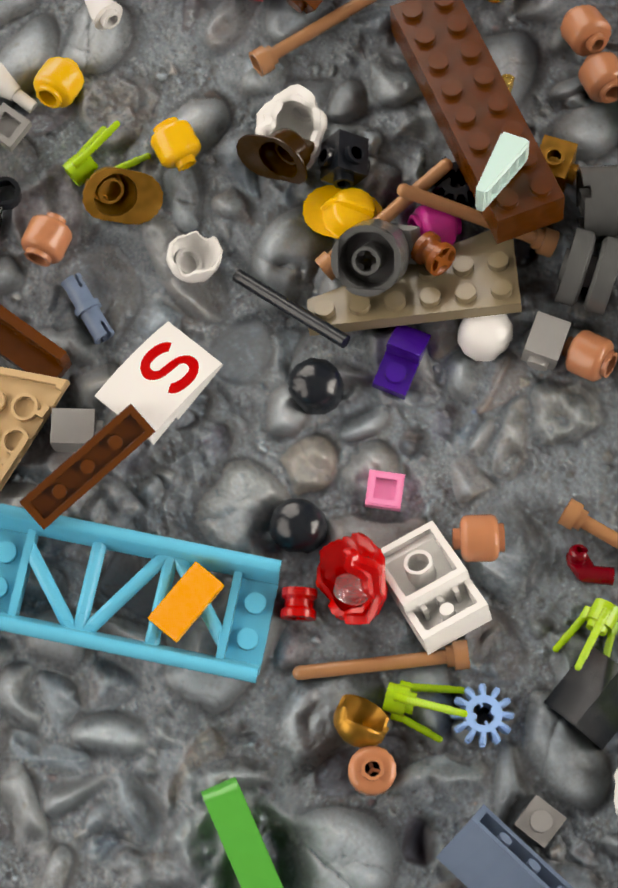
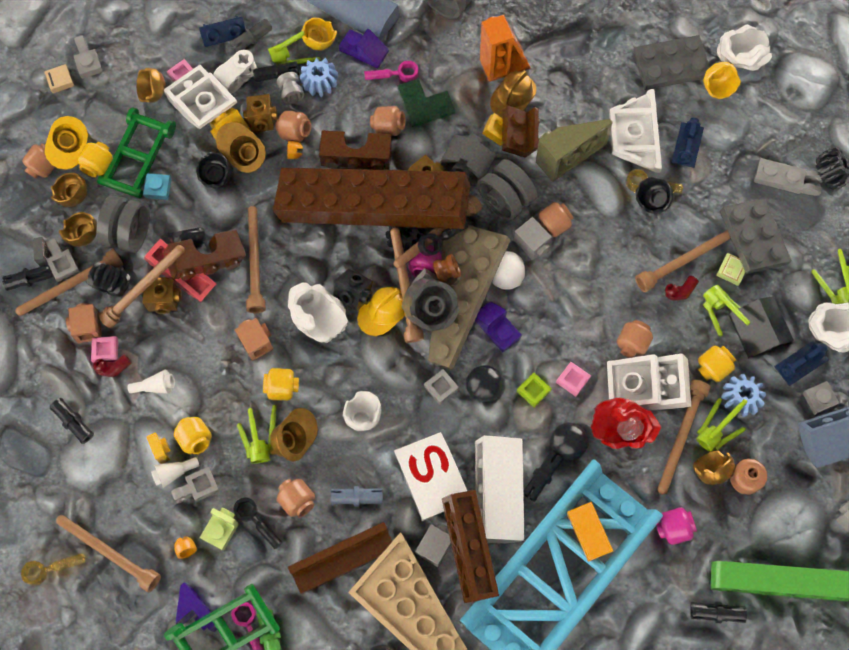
camera: 60 degrees left, 5 degrees down
(23, 54) = (159, 447): none -> yellow plate
(176, 816) = (718, 612): none -> black pin
(186, 470) = (500, 487): none -> white brick
(217, 82) = (254, 338): none -> nougat brick
(233, 515) = (542, 476): none -> black pin
(258, 710) = (677, 526): none -> dark pink head
(277, 156) = (330, 324): dark brown piece -> none
(280, 334) = (441, 386): none -> light grey plate
(291, 308) = (430, 371): black bar -> none
(299, 603) = (621, 466): red wheel -> none
(342, 449) = (534, 390): none -> lime tile
(479, 228) = (446, 234): none -> black piece
(505, 161) = (426, 191): light aqua slope -> none
(506, 659) = (716, 363): none -> yellow head
(547, 86) = (373, 155): none -> reddish brown arch
(575, 773) = (802, 362): none -> dark blue hinge
(585, 30) = (353, 114): nougat head -> none

